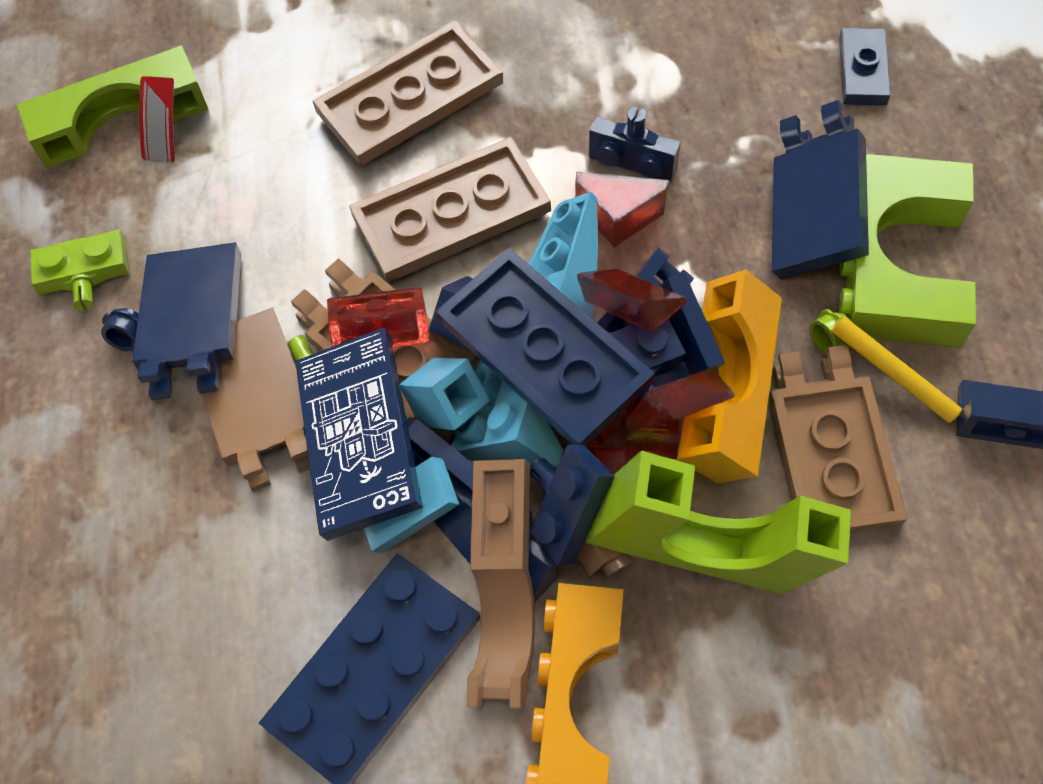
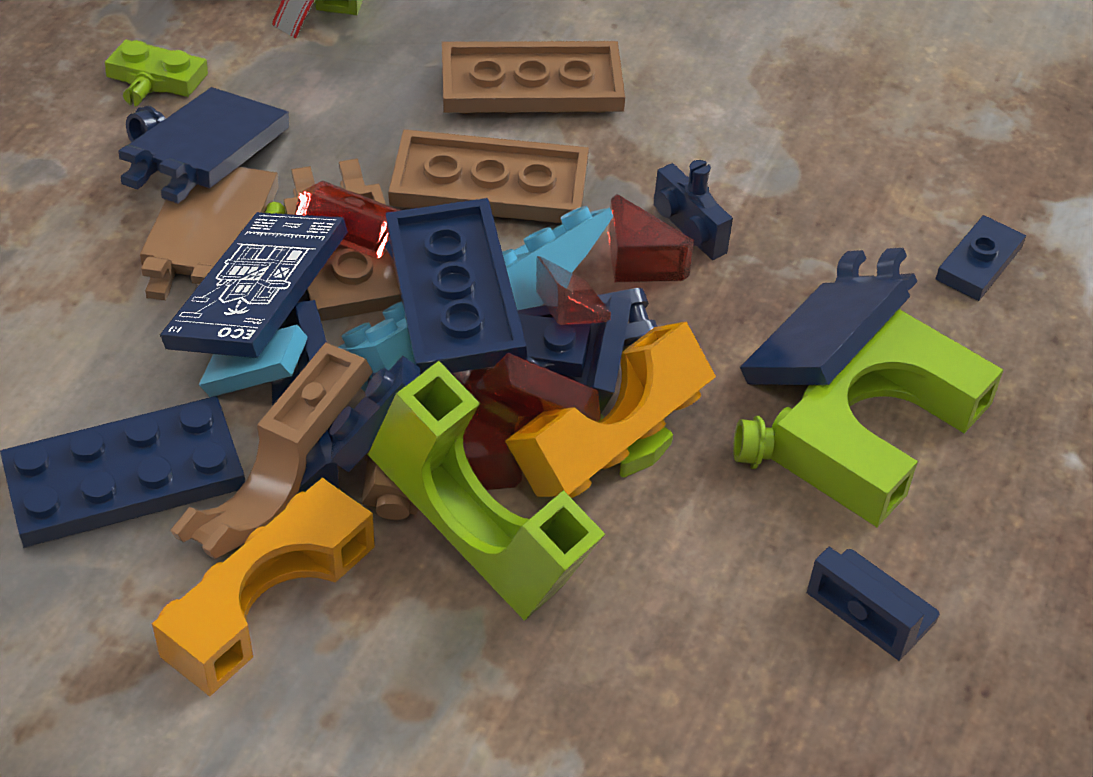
camera: 25 degrees right, 15 degrees down
(444, 393) = (352, 291): medium azure brick -> none
(835, 440) = (670, 531): medium nougat tile -> none
(896, 369) = (781, 493): yellow bar -> none

